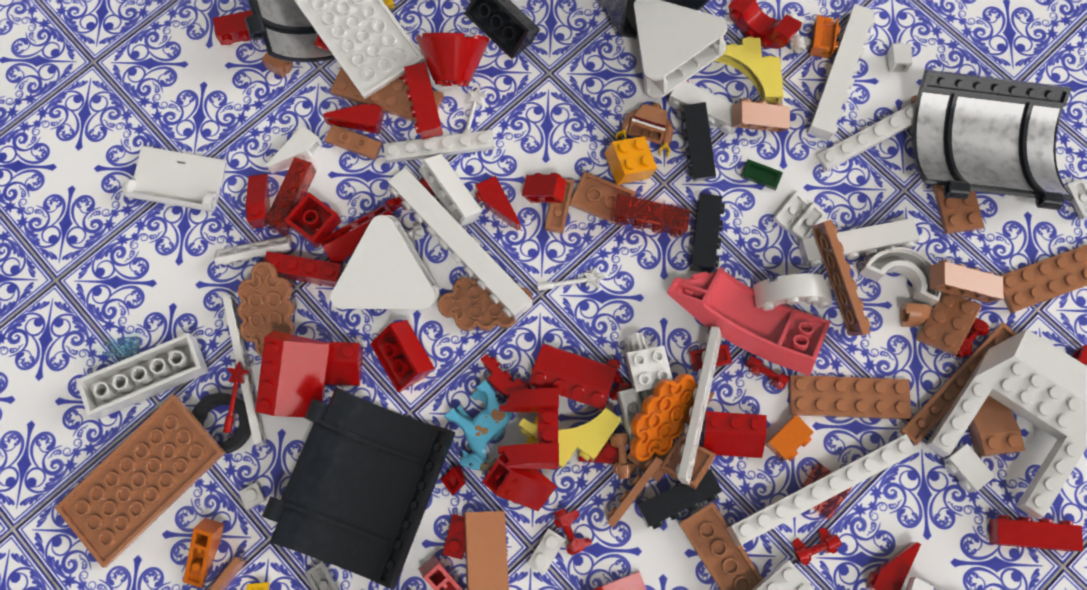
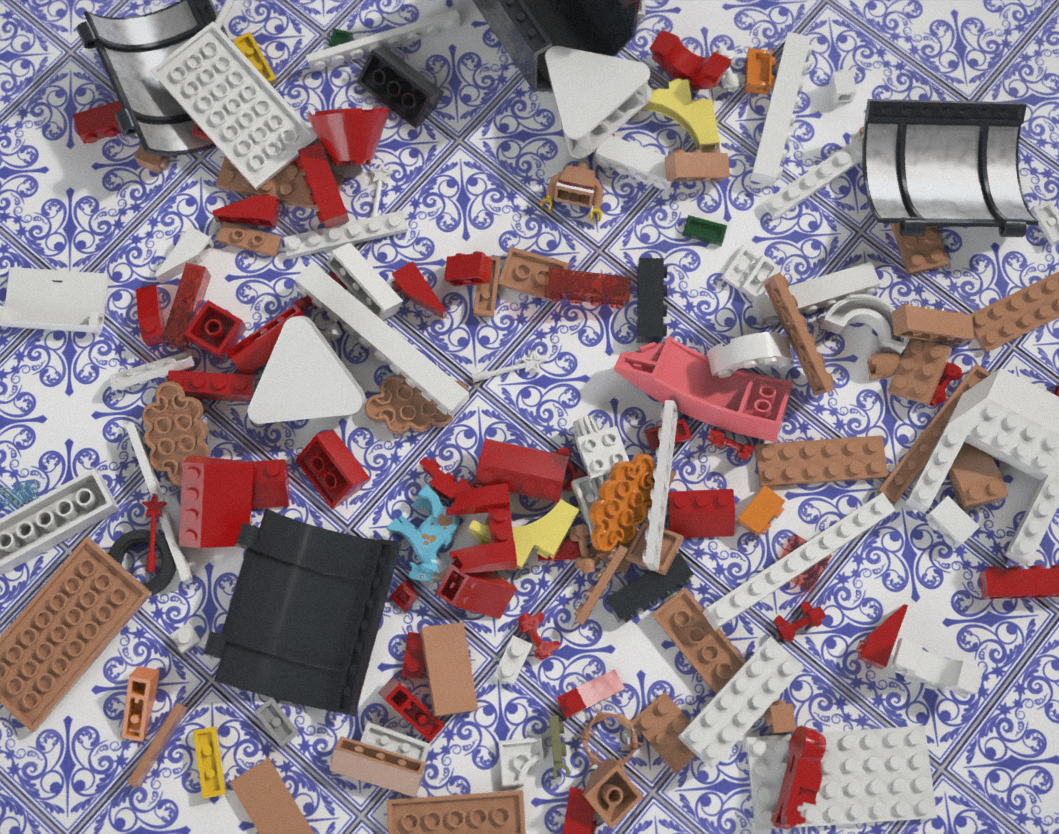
camera: 10 degrees left, 0 degrees up
(630, 160) = (559, 229): light orange brick -> none
(699, 141) = (632, 200): black brick -> none

